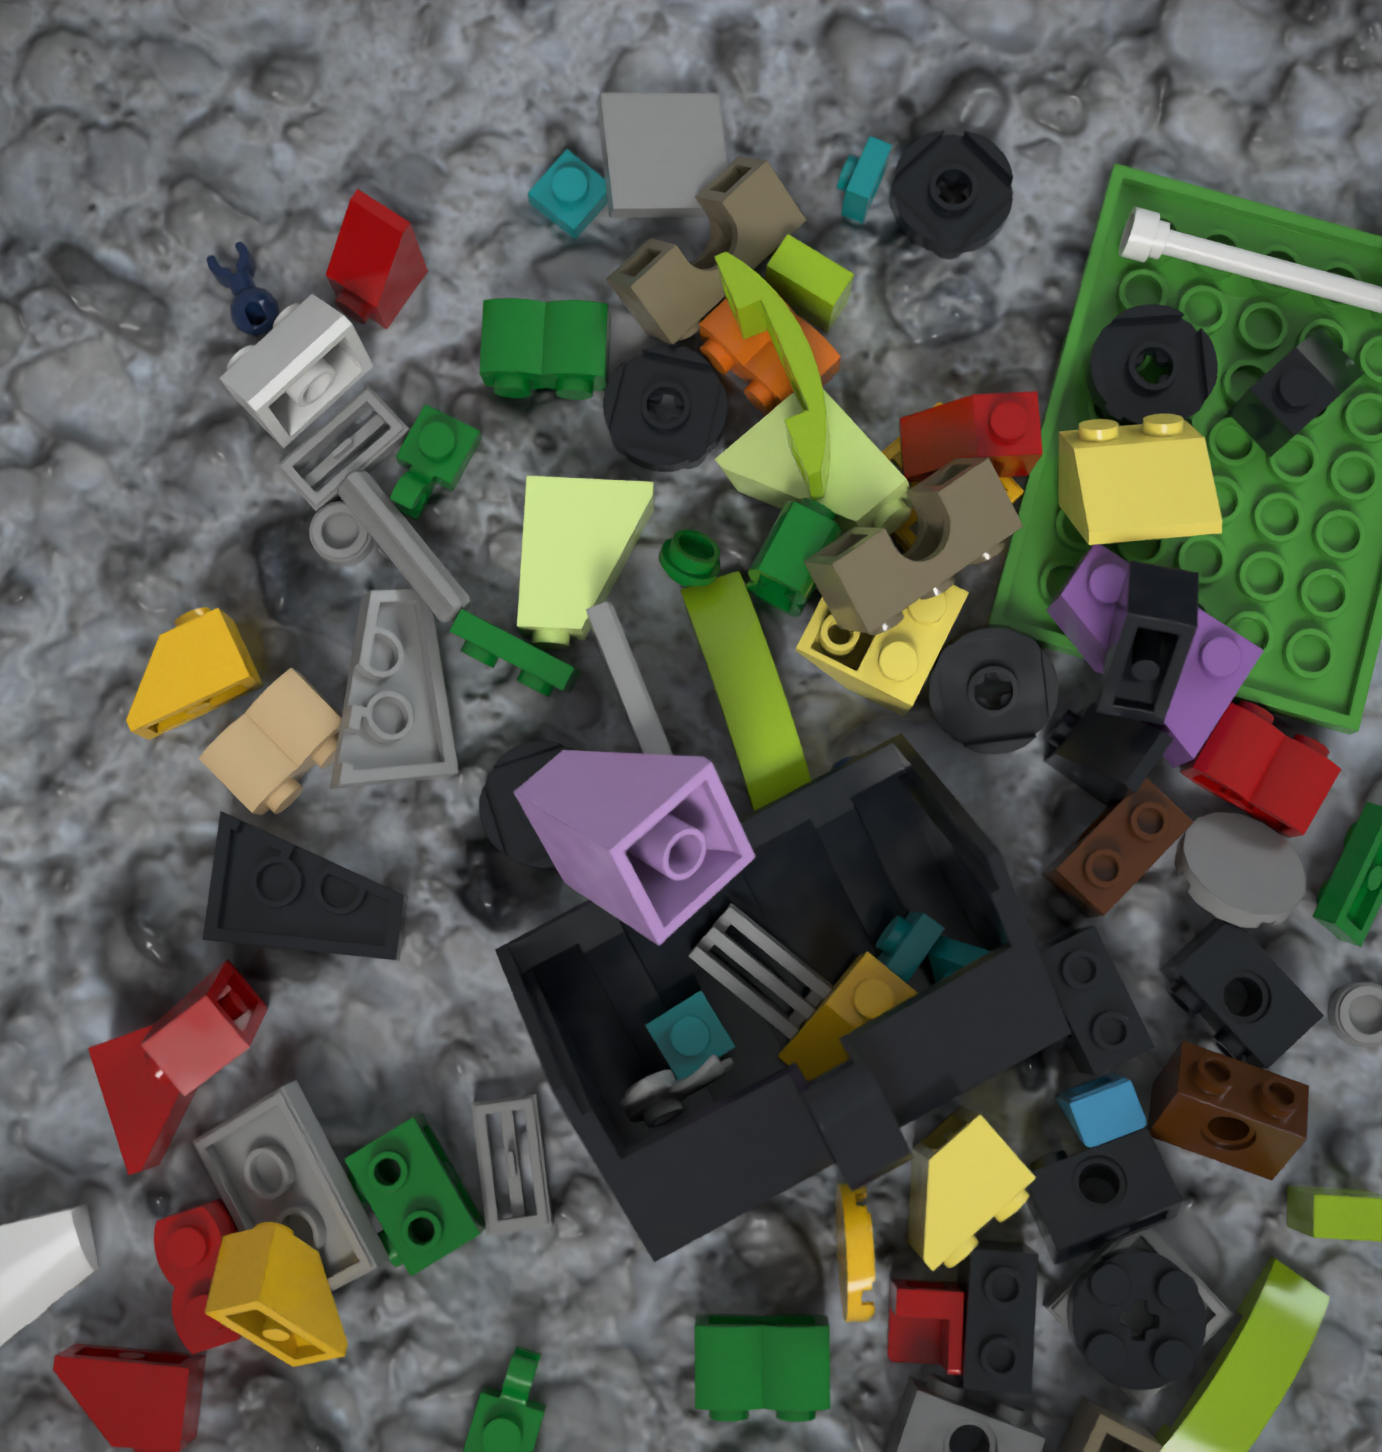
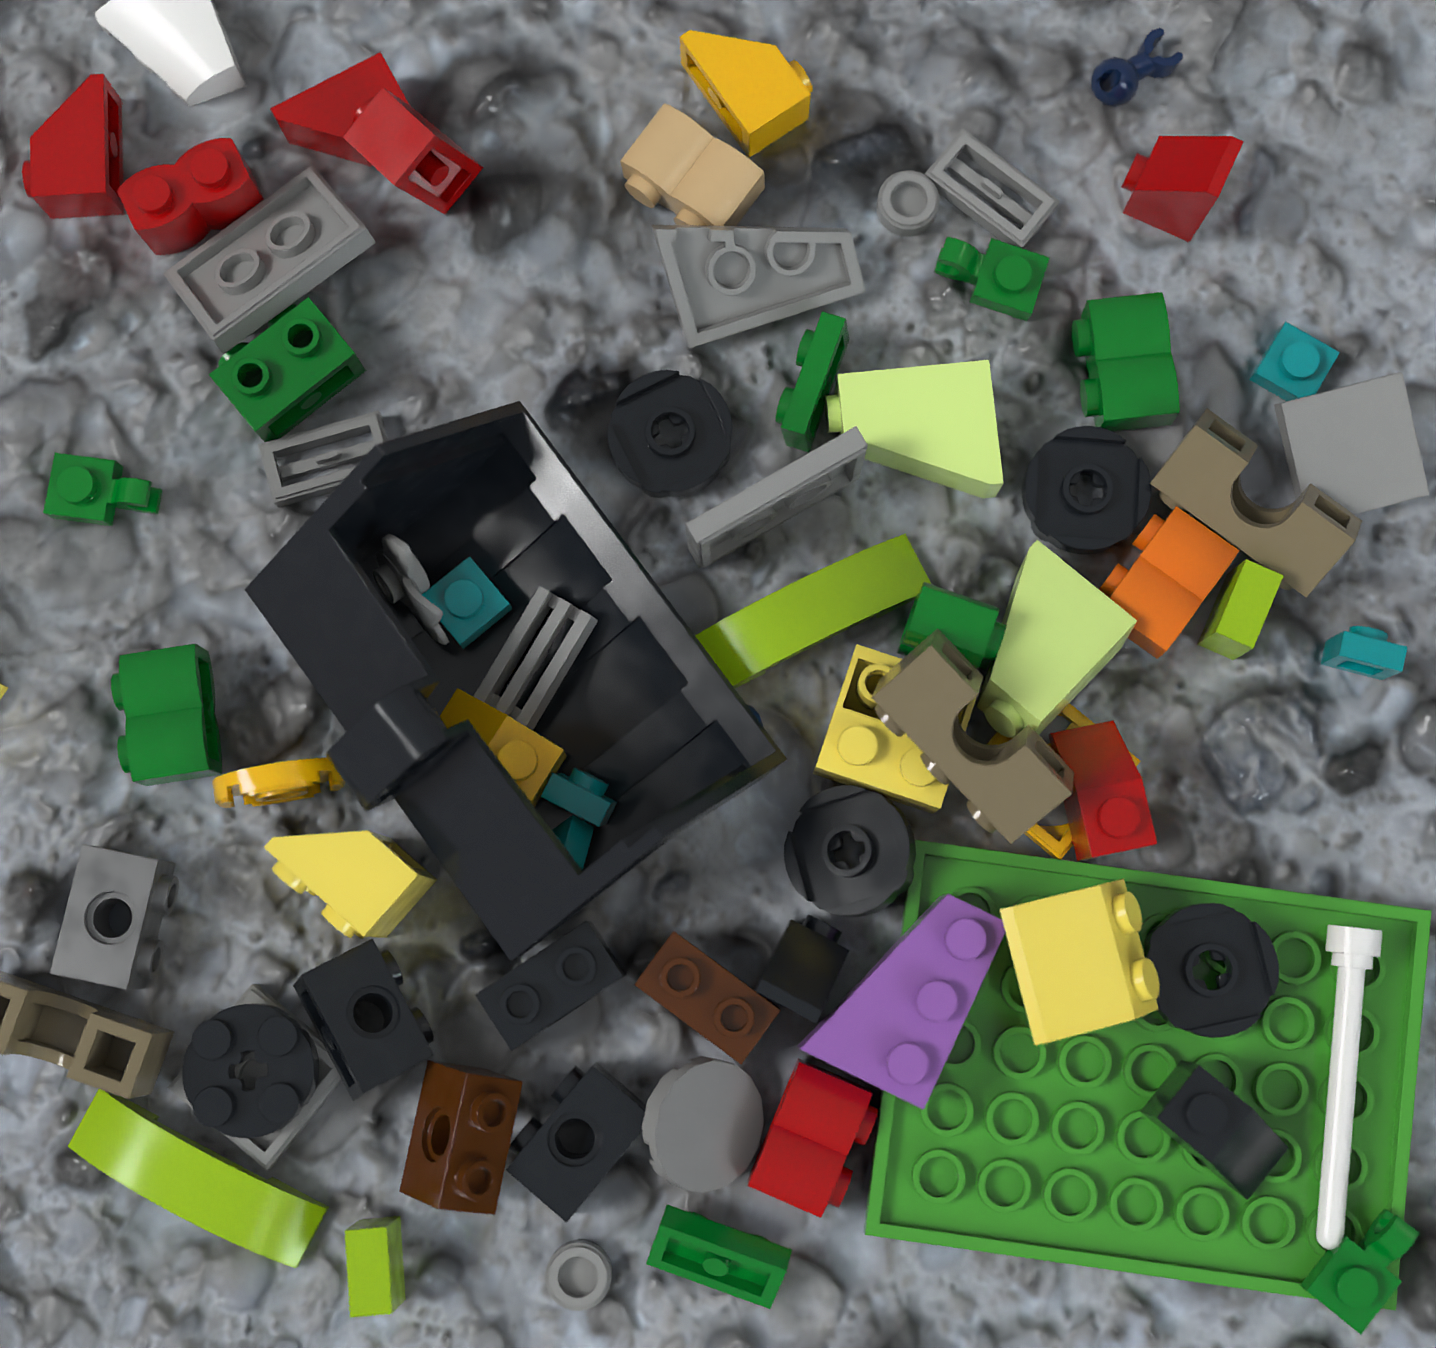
camera: 85 degrees right, 0 degrees up
(276, 1295) = (177, 255): yellow slope -> none
(296, 900) = (547, 218): black wing -> none
(297, 368) = (1059, 128): white slope -> none
(403, 546) = (902, 258): light grey axle -> none
(637, 833) = (643, 508): lavender slope -> none
(690, 558) = (936, 536): green plate -> none
(759, 310) = (1071, 619): lime slope -> none
(925, 1323) = (225, 866): red panel -> none
(950, 159) = (1405, 743): black plate -> none
(998, 1316) = (237, 930): black brick -> none
(1102, 1109) = (446, 1012): dark azure slope -> none
(1148, 642) = (908, 978): black slope -> none

